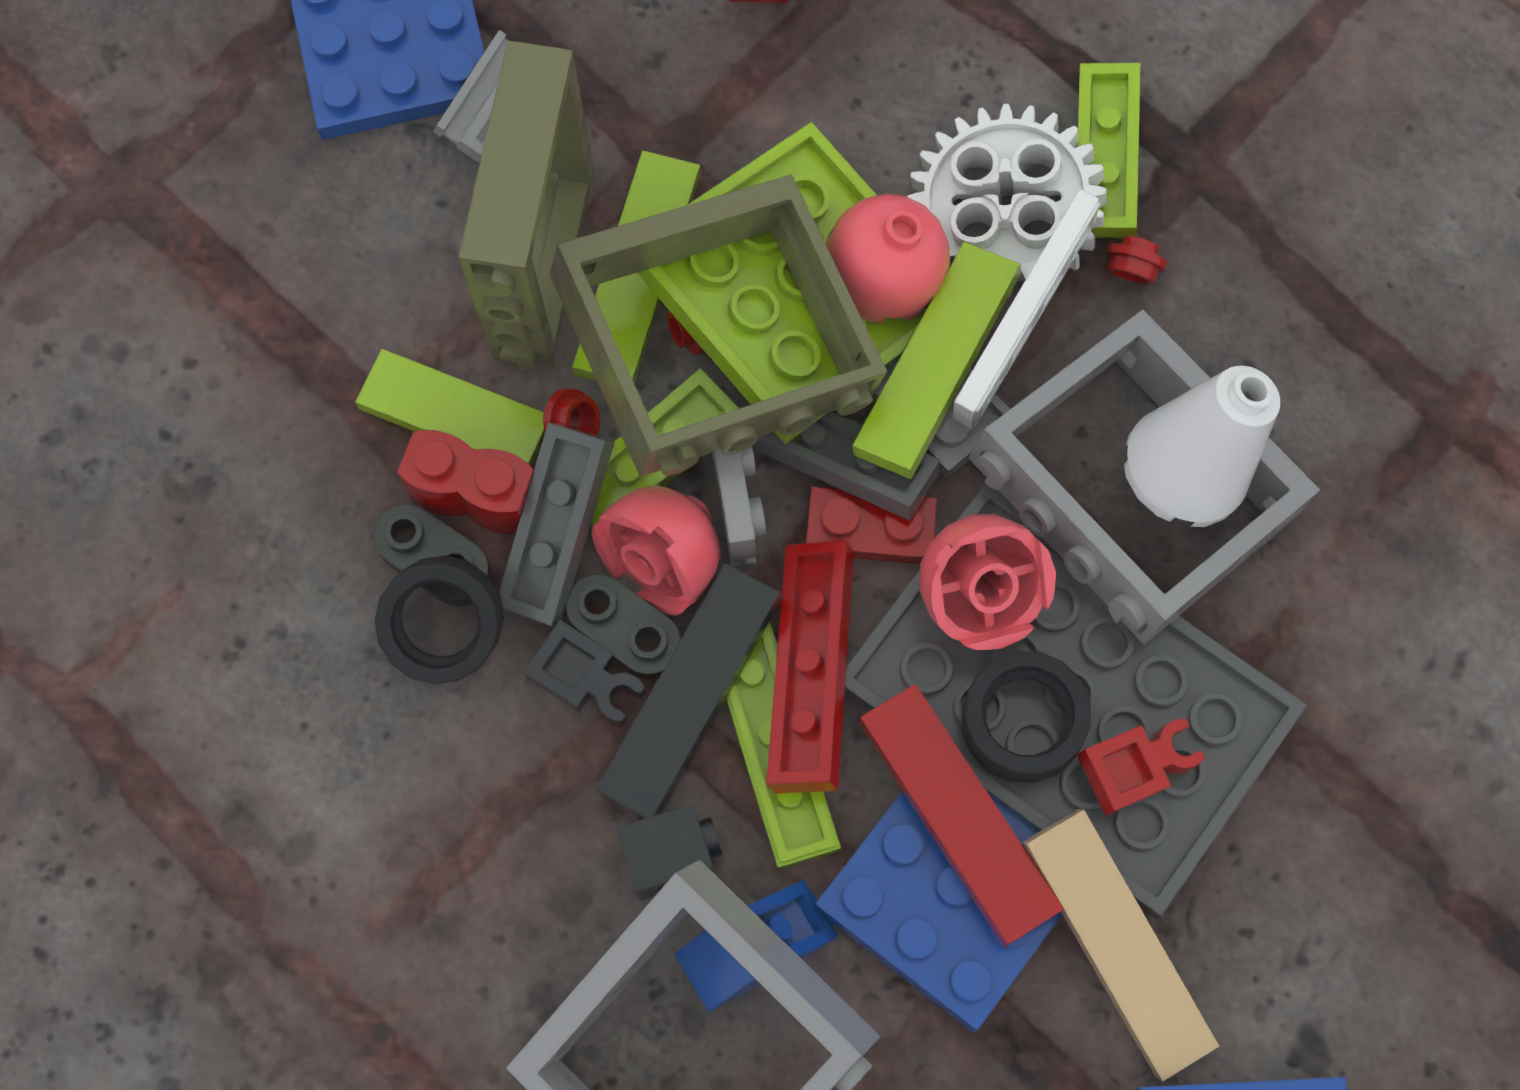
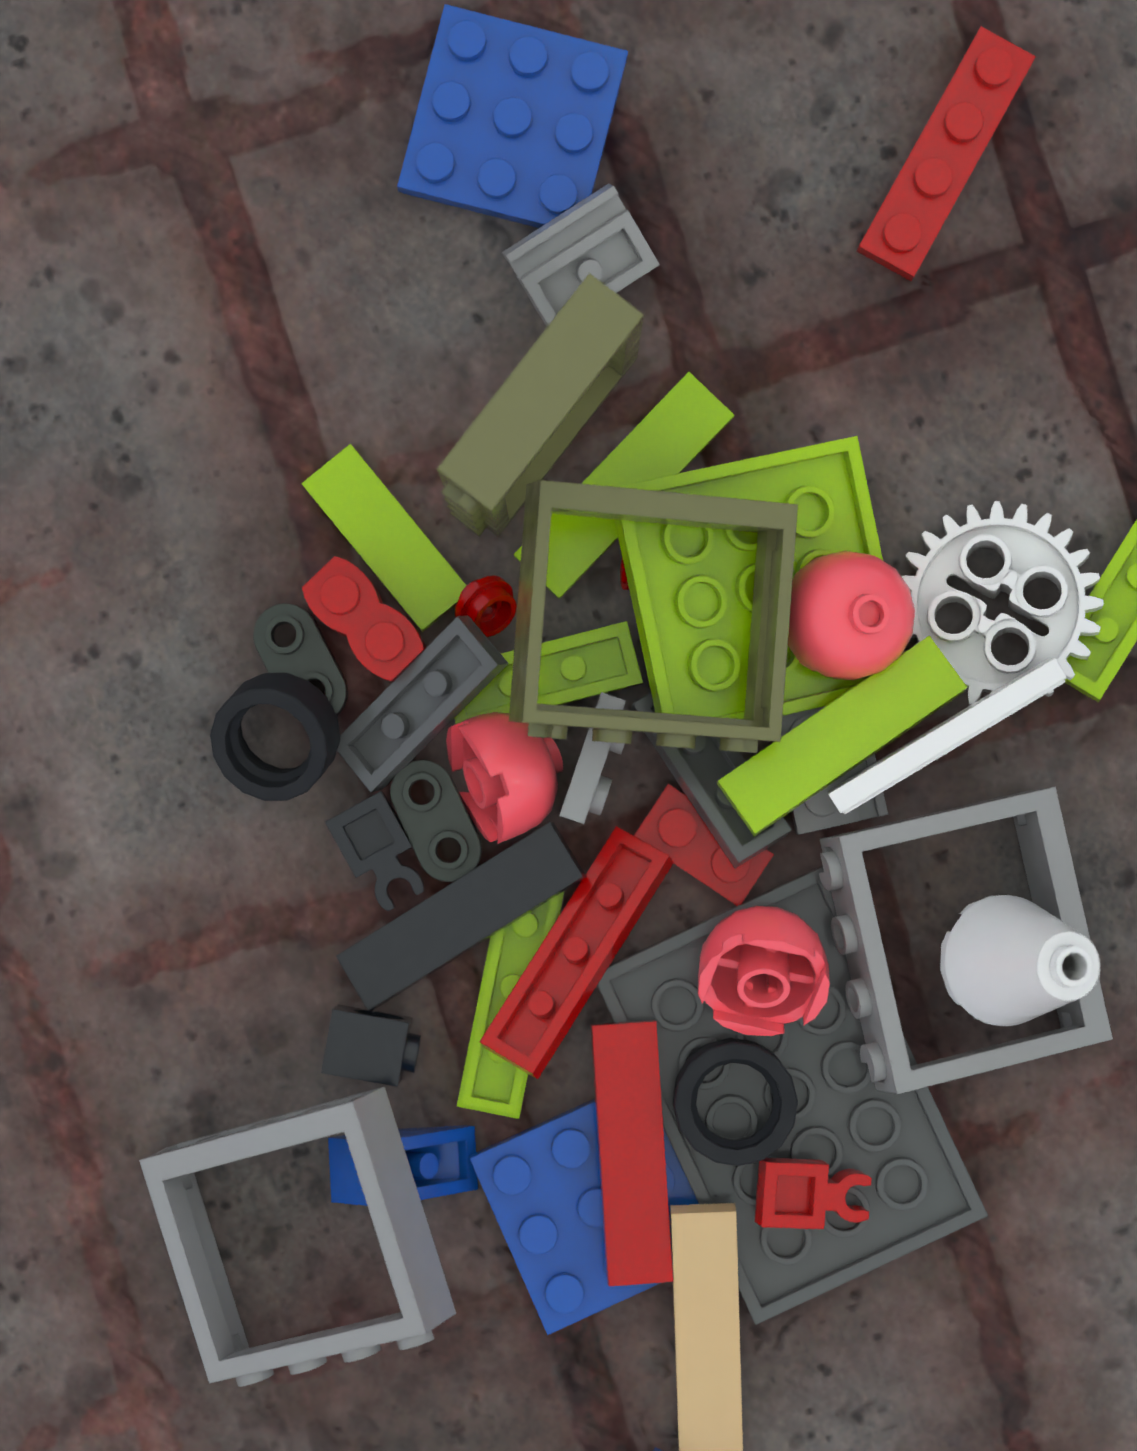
camera: 25 degrees right, 15 degrees up
(1135, 260) = (1082, 727): red plate -> none

